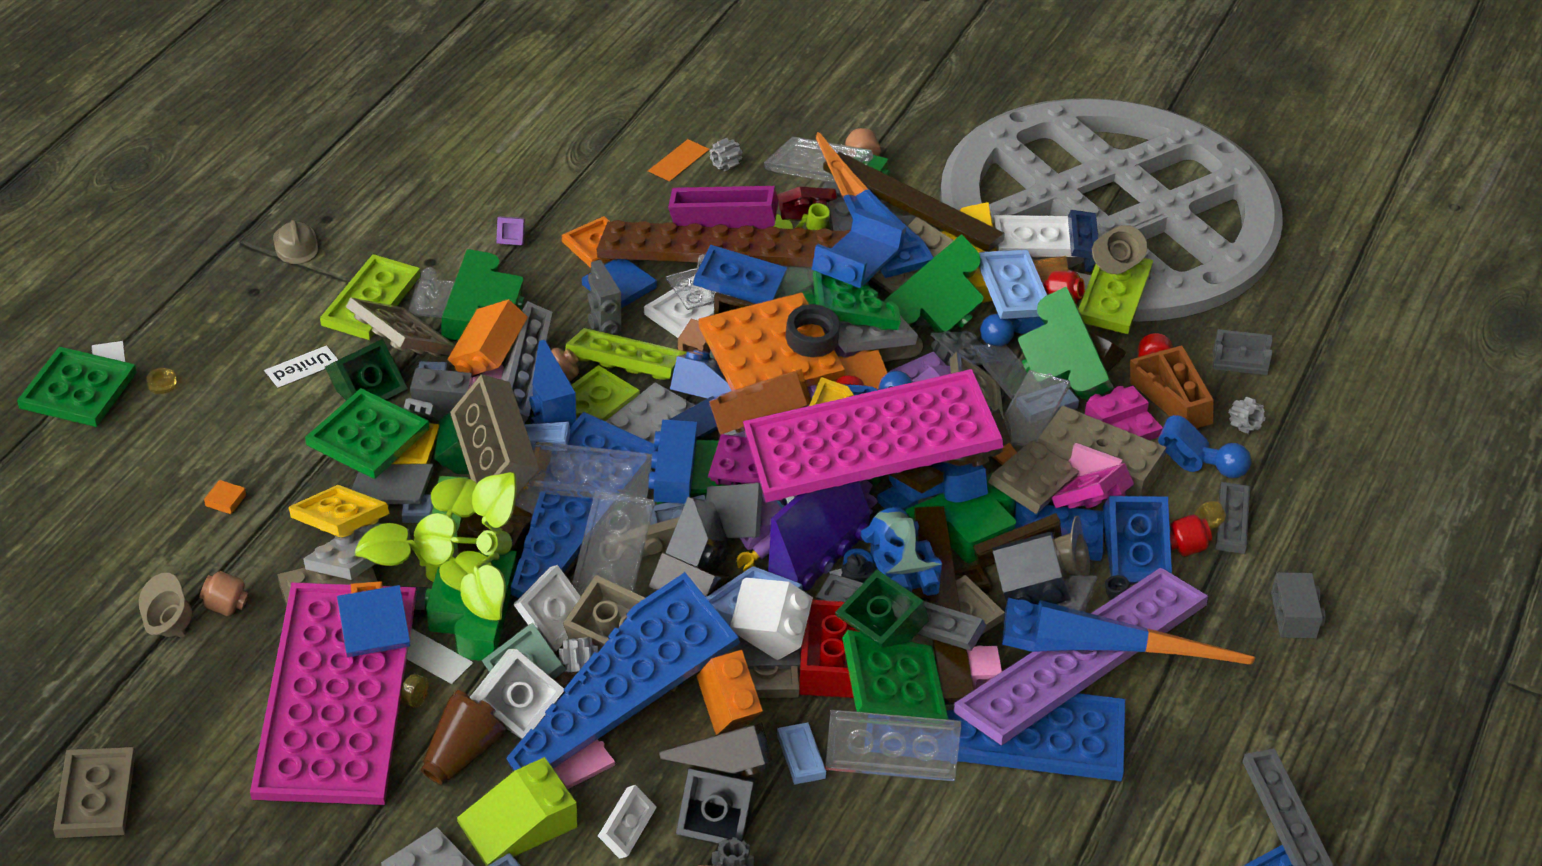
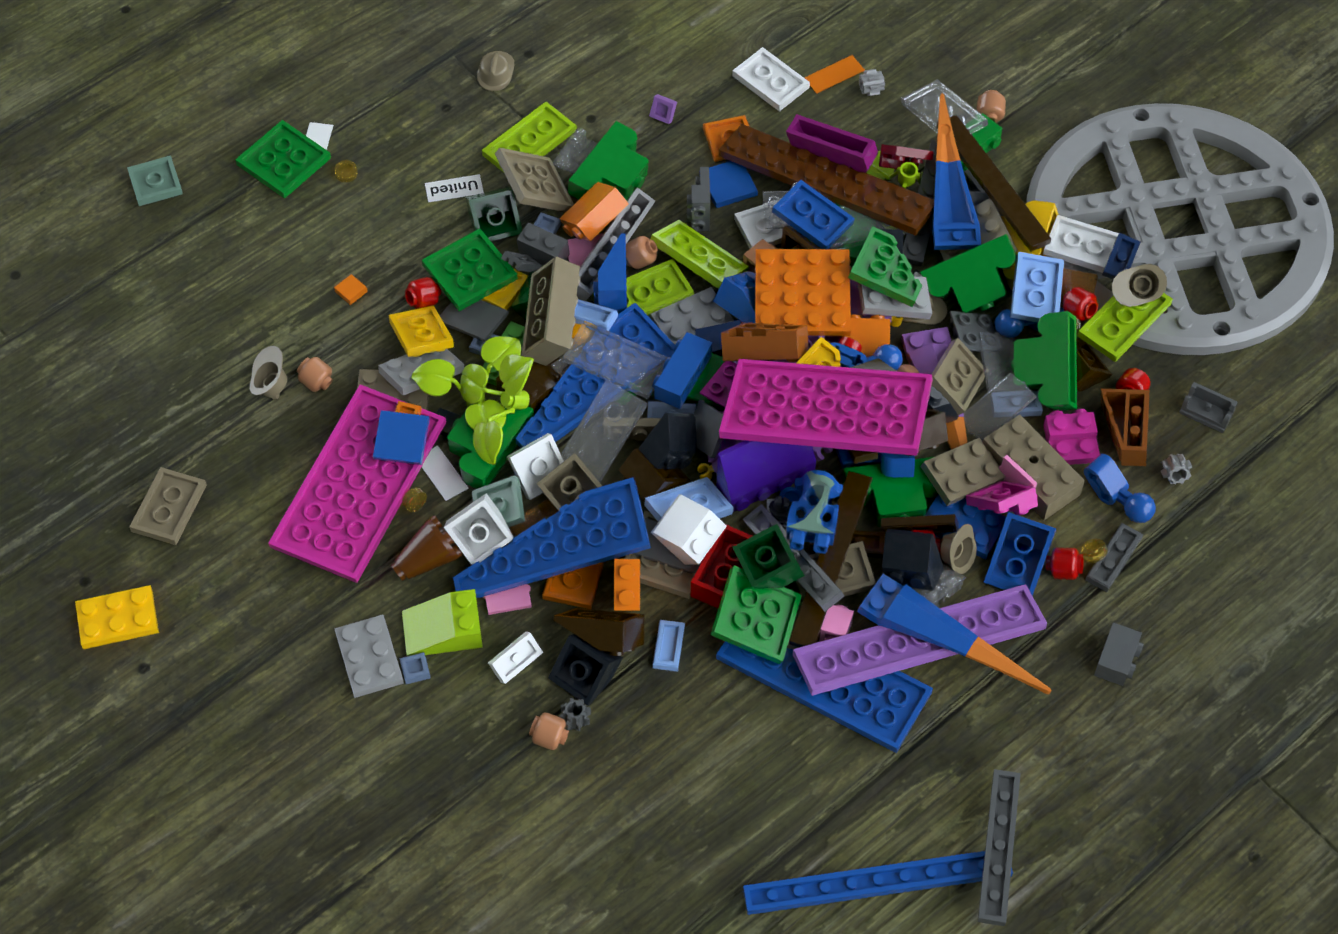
camera: 25 degrees right, 15 degrees up
(318, 474) = (422, 293): none -> red head
(576, 653) = (537, 510): light grey gear -> none
(614, 177) = (771, 79): none -> white plate
(656, 725) = (574, 587): none -> orange tile
(808, 345) = (836, 275): black tyre -> none
(862, 251) = (916, 224): blue panel -> none
(893, 745) = (731, 666): clear tile -> none
(1113, 582) = (978, 588): black hinge -> none

